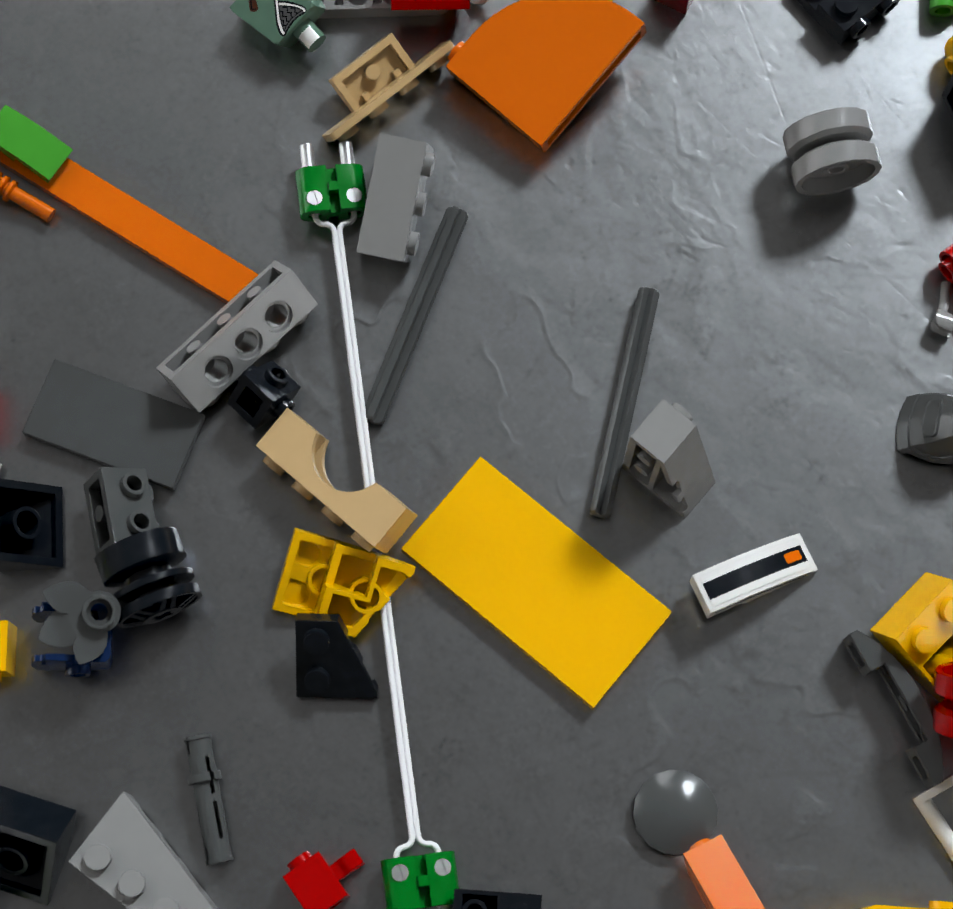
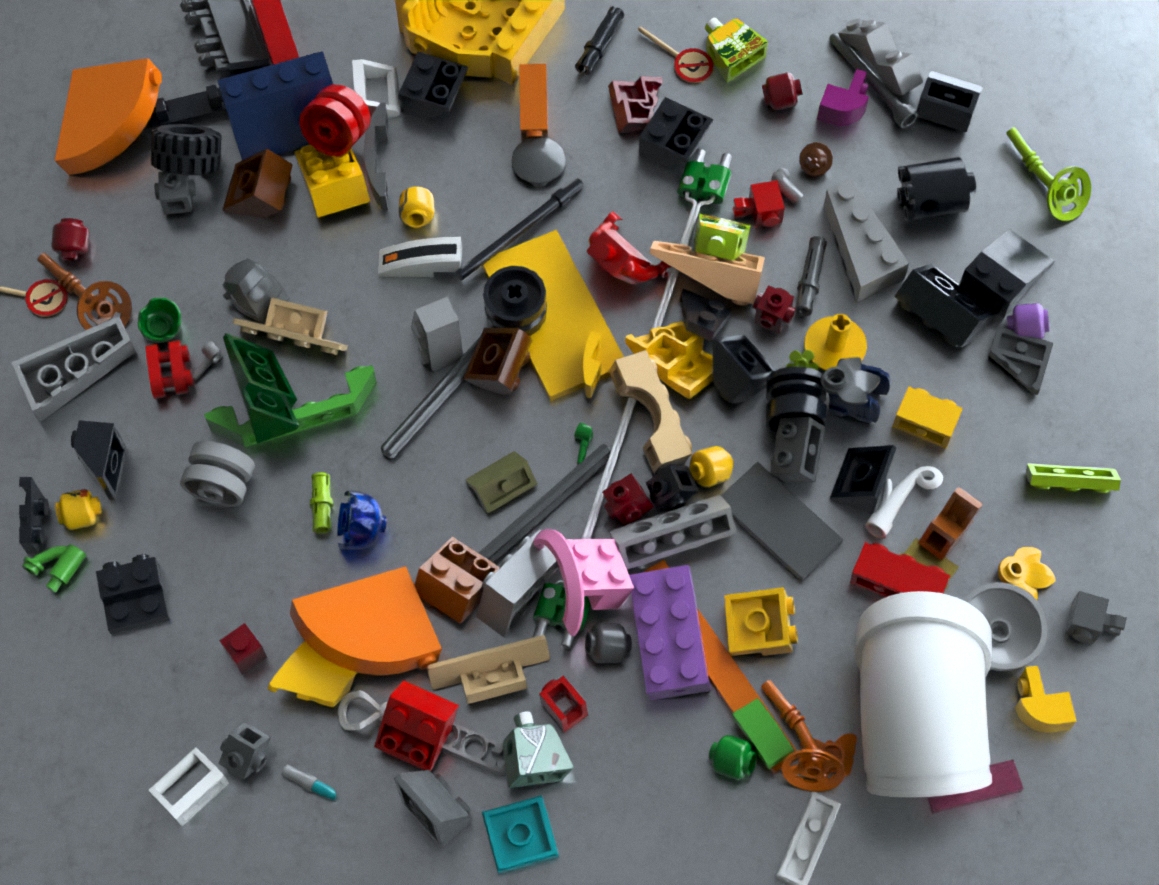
camera: 155 degrees left, 10 degrees down
(54, 106) = (733, 757): none -> green head
(82, 275) = (760, 622): none -> yellow plate
(152, 711) = (835, 339): none -> yellow piece
(166, 653) = (802, 360): none -> lime plant
(186, 208) = (669, 633): none -> medium lavender brick
(226, 446) = (711, 466): none -> yellow head
(245, 607) = (738, 368): none -> black slope
(247, 725) = (774, 309): none -> dark red brick
(257, 172) = (607, 643): none -> dark grey head
(279, 82) = (563, 703): none -> red window
(313, 352) = (626, 500): none -> dark red brick
(315, 214) = (590, 570): none -> bright pink piece
(334, 740) = (730, 278): none -> light nougat wedge
(356, 786) = (720, 237): none -> lime torso
(411, 427) = (584, 433): none -> green hand
(442, 505) = (591, 366): none -> yellow slope
(475, 167) = (454, 579): none -> dark orange slope
(487, 693) = (620, 256): none -> red torso
(488, 318) = (502, 481): none -> olive panel
(568, 464) = (499, 359): none -> reddish brown brick
(592, 526) = (515, 299): none -> black wheel
(614, 761) = (558, 199): none -> black bar
(627, 180) = (360, 521): none -> clear blue cylinder
(691, 193) = (321, 503): none -> lime pin
(802, 649) = (416, 206): none -> yellow head
(848, 280) = (262, 388): none -> dark green slope
(858, 232) = (360, 382): none -> bright green slope
(862, 399) = (295, 322): none -> tan bracket
(887, 852) = (430, 86): none -> black slope

